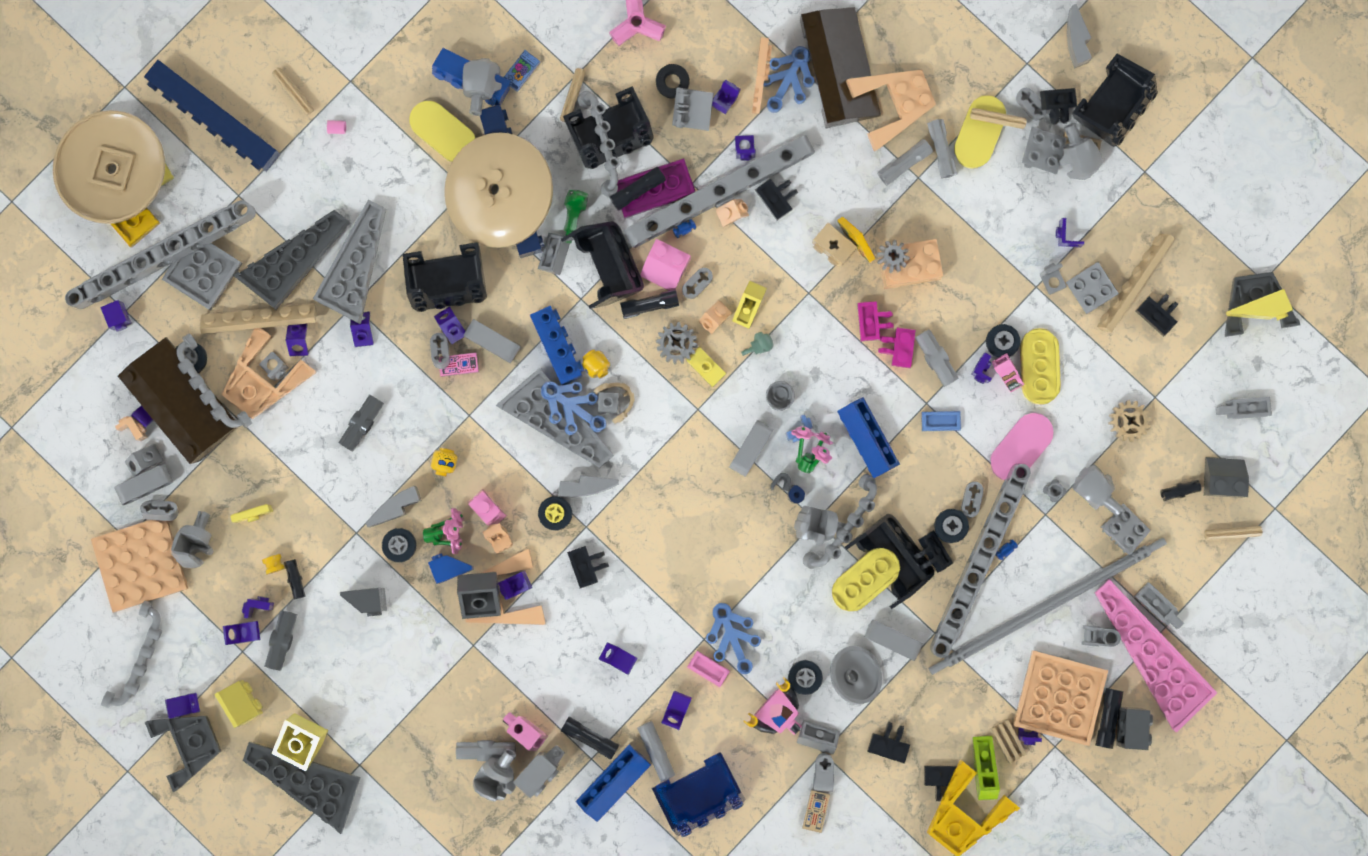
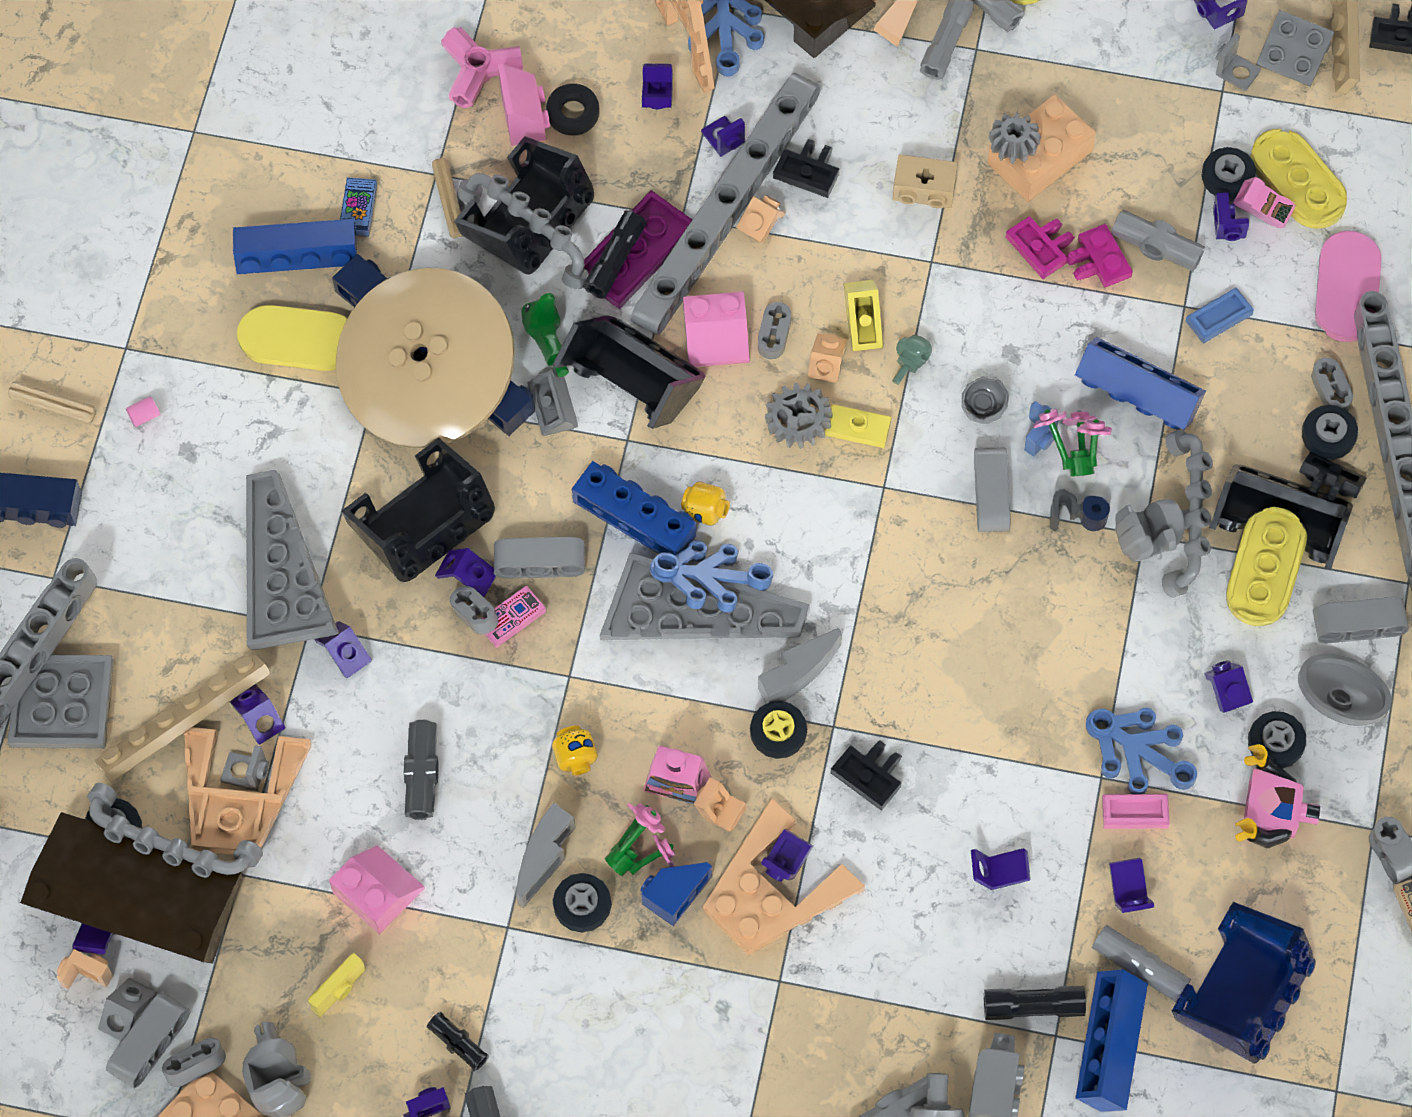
camera: 30 degrees left, 20 degrees down
(273, 564) = (413, 1036): yellow wheel -> none
(289, 262) = (184, 618): dark grey wing -> none
(301, 473) = (375, 887): none -> bright pink slope
(367, 600) = (583, 998): dark grey slope -> none
(478, 595) = (745, 894): dark grey slope -> none
(480, 82) = (315, 233): light grey piece -> none
(530, 737) = (937, 1046): bright pink torso -> none
(605, 386) = (773, 517): tan piece -> none
(608, 403) = (756, 542): light grey brick -> none
(644, 64) = (522, 104): none -> bright pink slope
(662, 301) = (711, 403): black axle -> none
(684, 228) = (710, 273): blue piece -> none
(692, 109) = (623, 123): light grey hinge -> none
(801, 632) = (1229, 685): none -> dark purple bracket
(818, 737) = (1352, 811): light grey slope -> none
(856, 238) = (951, 148): yellow tile -> none

